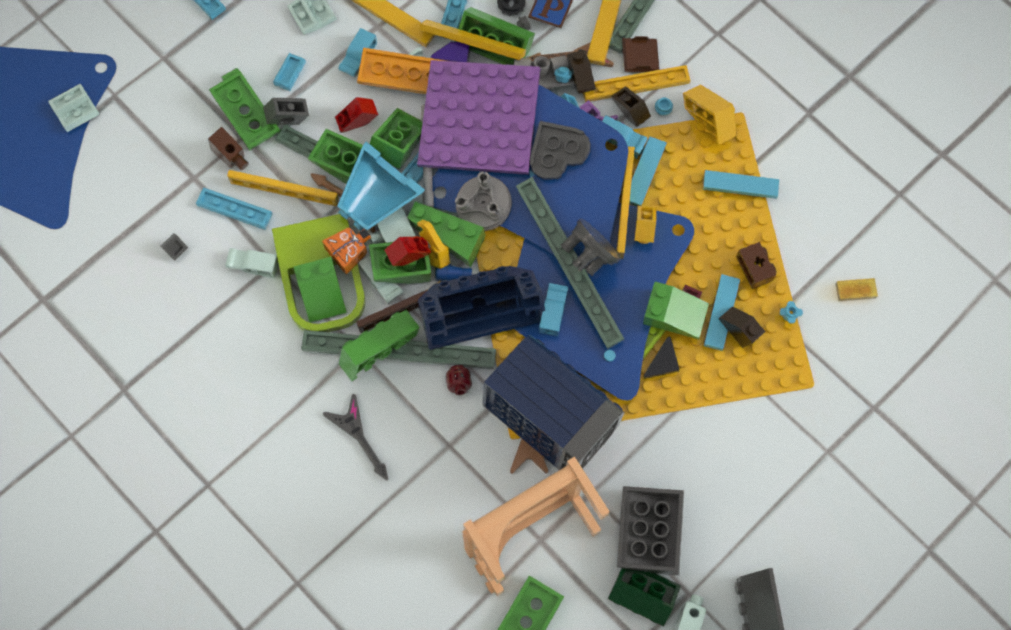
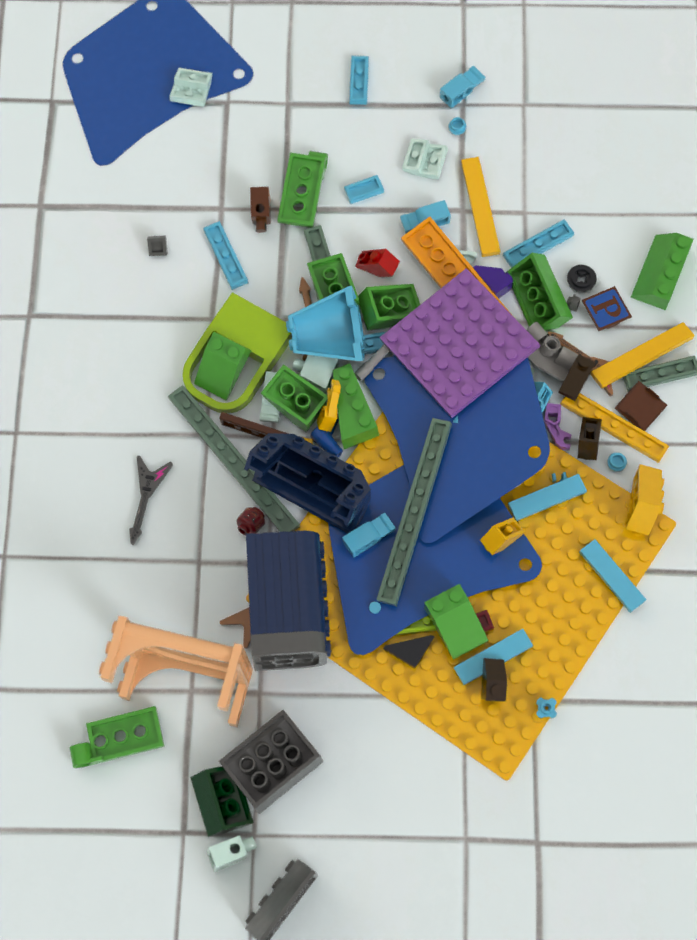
camera: 50 degrees right, 0 degrees up
(253, 262) = (197, 304): light aqua piece -> none
(283, 188) = (270, 268): yellow tile -> none
(286, 111) = (327, 215): dark grey brick -> none
(347, 248) = (266, 353): orange torso -> none
(377, 343) = (216, 440): bright green wedge -> none
(407, 250) = (304, 393): red slope -> none
(472, 39) = (518, 281): yellow tile -> none
(484, 201) = (399, 409): light grey piece -> none
(556, 149) = (490, 418): dark grey plate -> none
(563, 74) = (560, 367): medium azure plate -> none
(597, 248) = (440, 515): dark grey piece -> none
(623, 220) = (503, 505): yellow tile -> none
(632, 138) = (558, 456): medium azure piece -> none
(754, 273) = (557, 635): reddish brown brick -> none
(856, 289) = (619, 741): clear yellow plate -> none

